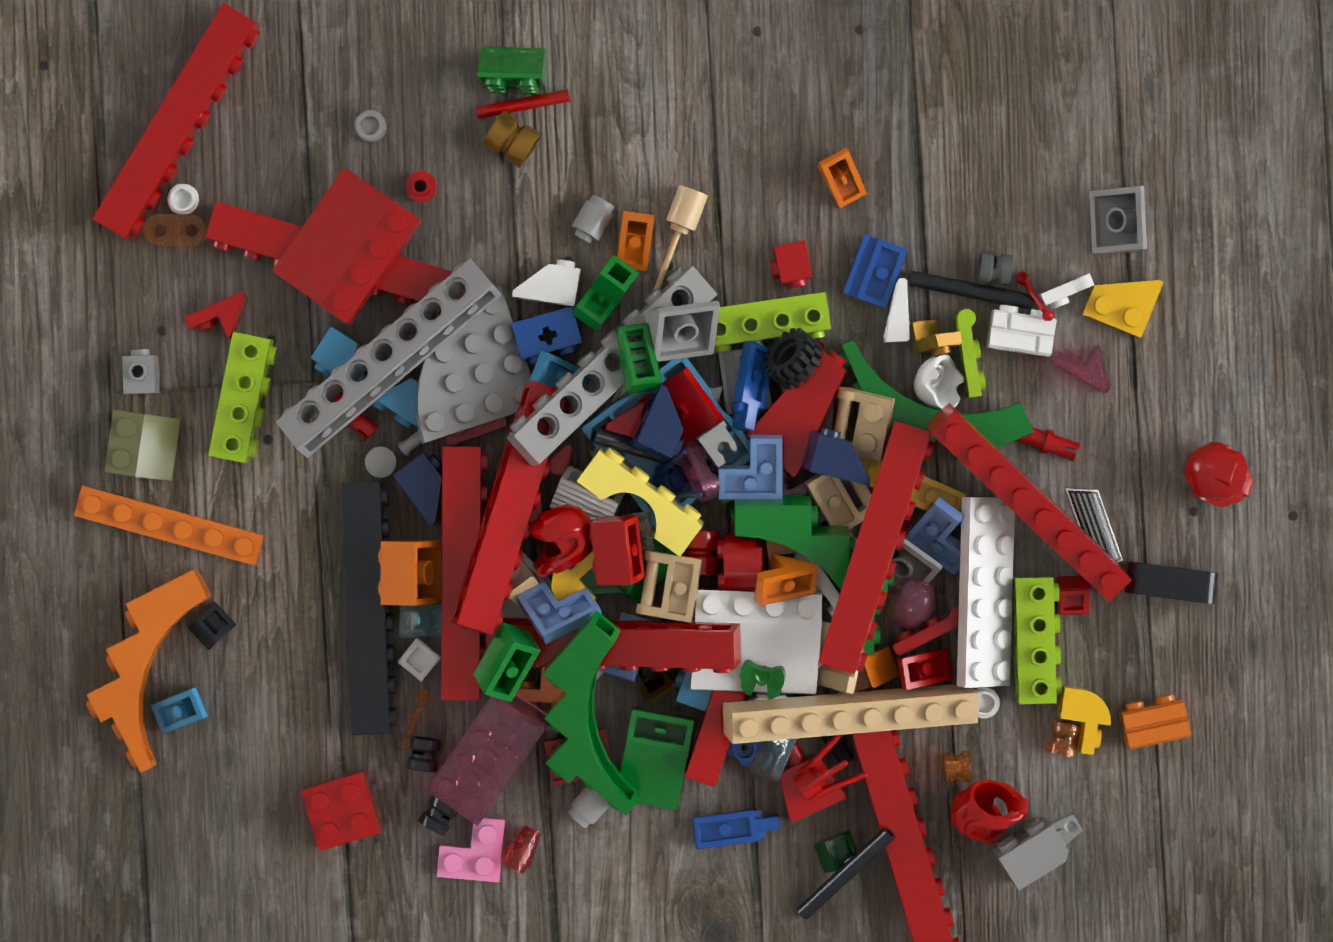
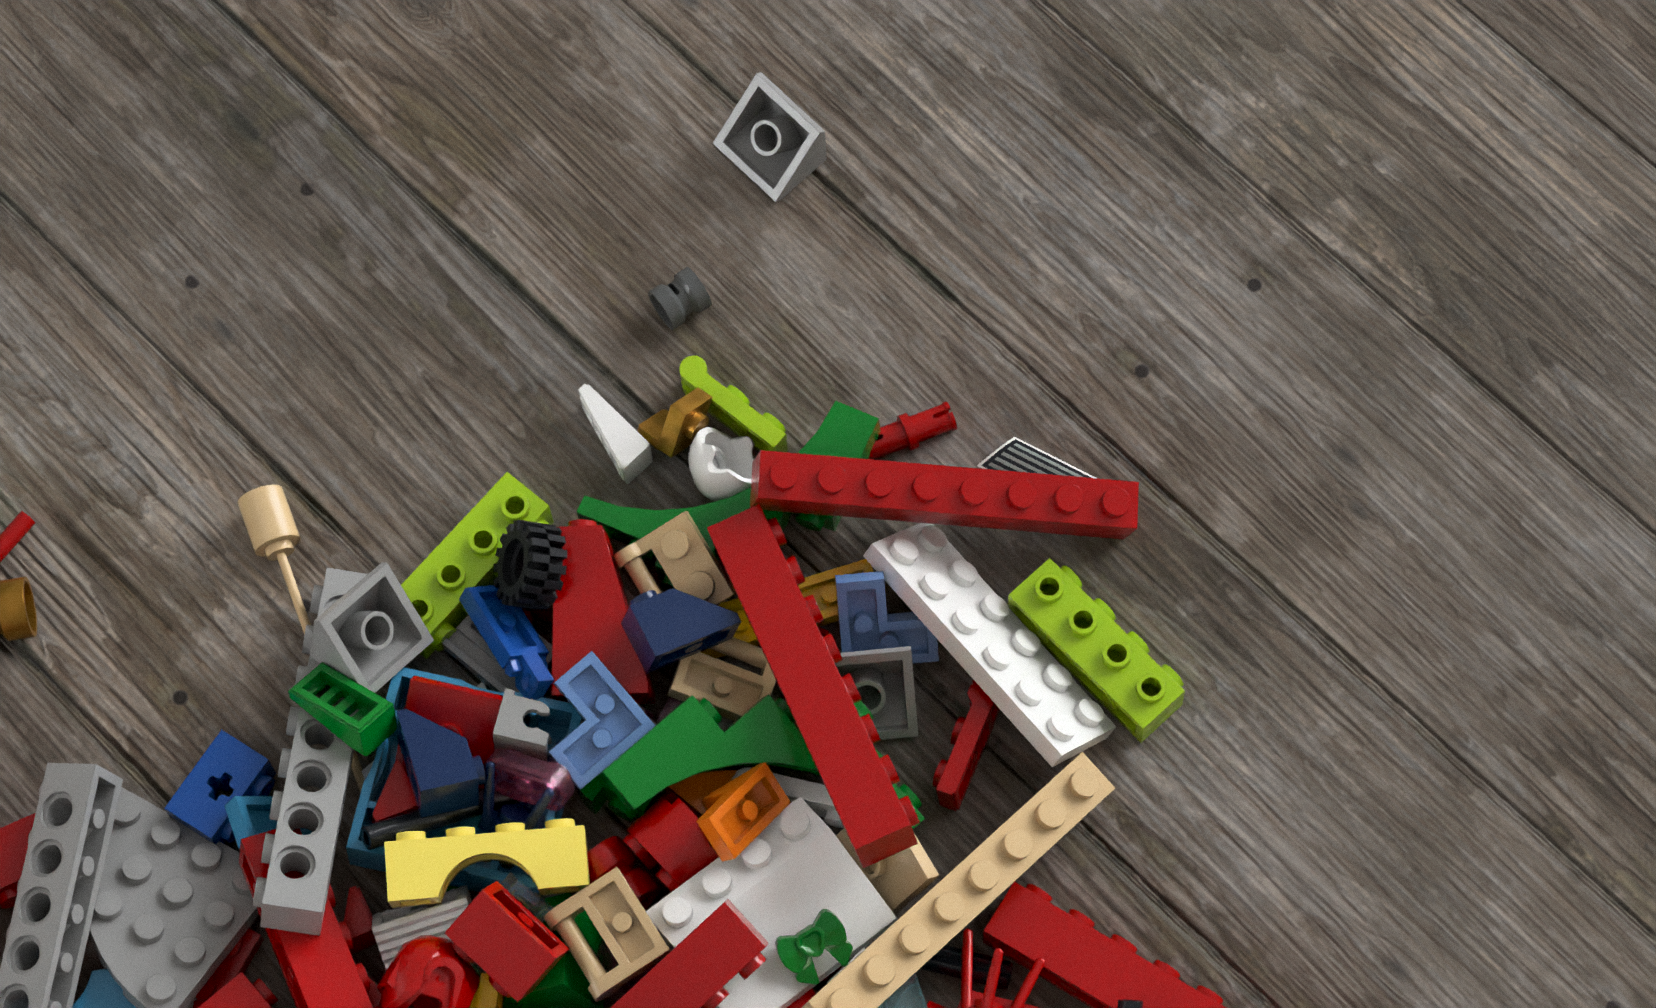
camera: 40 degrees left, 20 degrees down
(552, 284) = (177, 734): white slope -> none
(593, 219) = (168, 622): light grey brick -> none
(605, 293) = (251, 683): green brick -> none
(636, 239) = (236, 599): orange slope -> none
(791, 264) = (443, 480): red brick -> none
(842, 178) = (417, 344): orange slope -> none
(875, 271) = (547, 412): blue plate -> none
(877, 670) = (945, 841): orange slope -> none
(909, 603) = (913, 727): clear pink hair -> none
(924, 668) = (998, 788): red slope -> none
(956, 767) = (1141, 868): clear orange wheel -> none
(970, 290) = (675, 345): black piece -> none
(979, 818) = (1216, 899): red helmet -> none
(987, 702) = (1112, 766): white plate -> none
(1020, 331) = (770, 339): white brick -> none
(1023, 279) = (723, 287): red hinge -> none
(1036, 849) = (1320, 872): light grey hinge -> none
(1058, 296) = (776, 265): white plate -> none
(1060, 745) = (1232, 729): clear orange wheel -> none
(1073, 595) = (1097, 568): red slope -> none
(1090, 709) = (1228, 673): yellow brick -> none
(1091, 373) = (888, 319): clear pink slope -> none
(1123, 305) = (858, 224): yellow wing -> none
(1154, 722) = (1316, 623): orange brick -> none
(1172, 582) = (1190, 458): black beam -> none
(1218, 474) = (1122, 297): red helmet -> none

